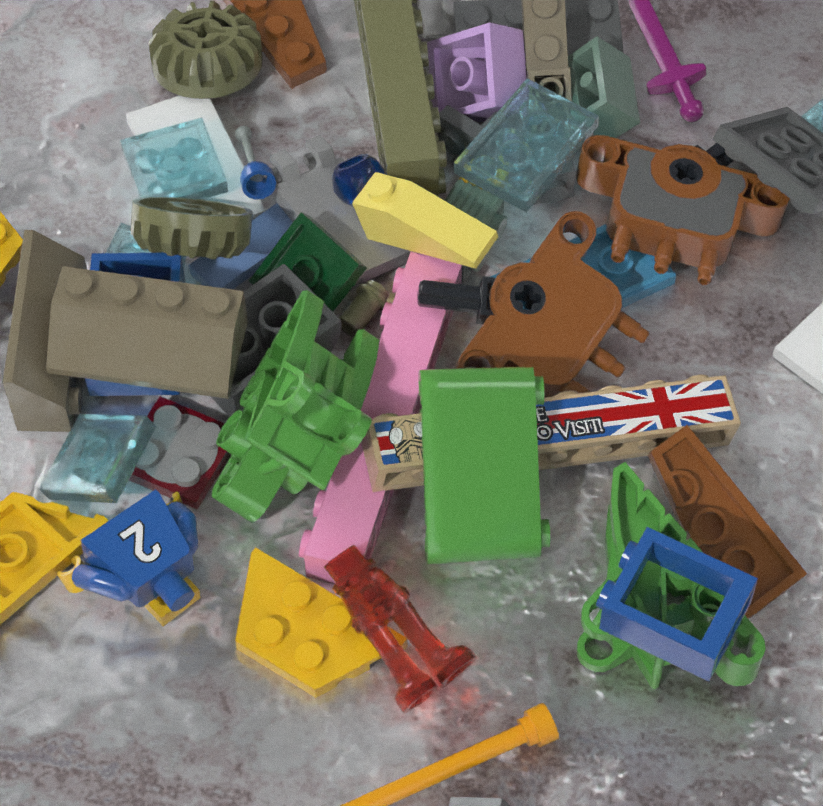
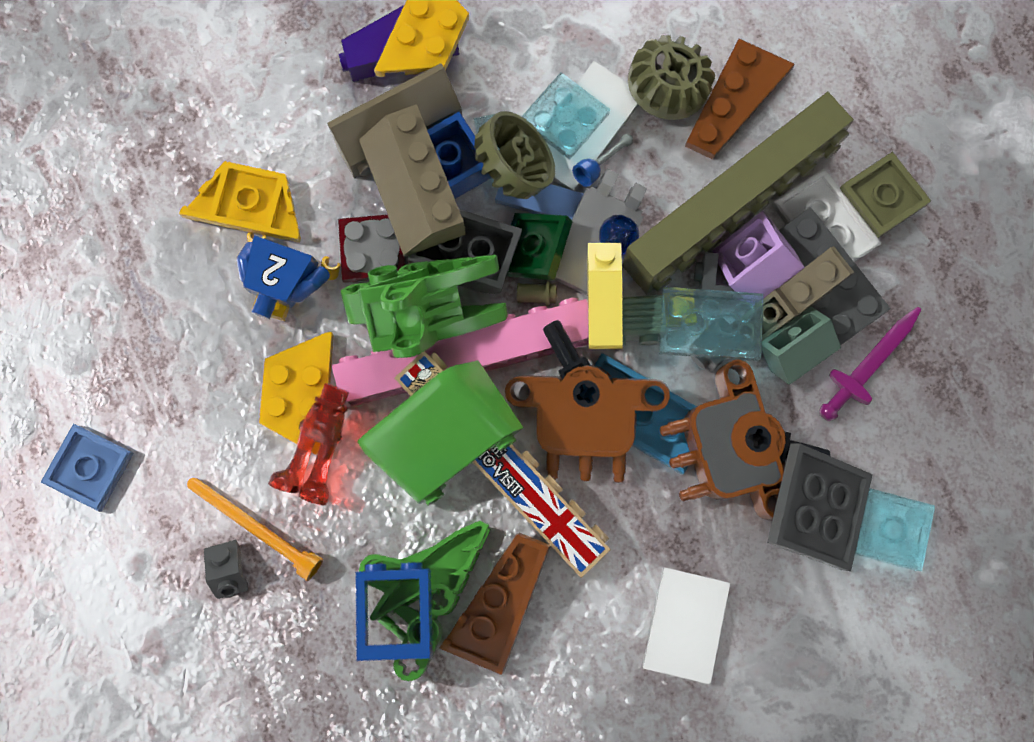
camera: 60 degrees right, 20 degrees up
(98, 458) = (332, 207): clear light blue plate -> none

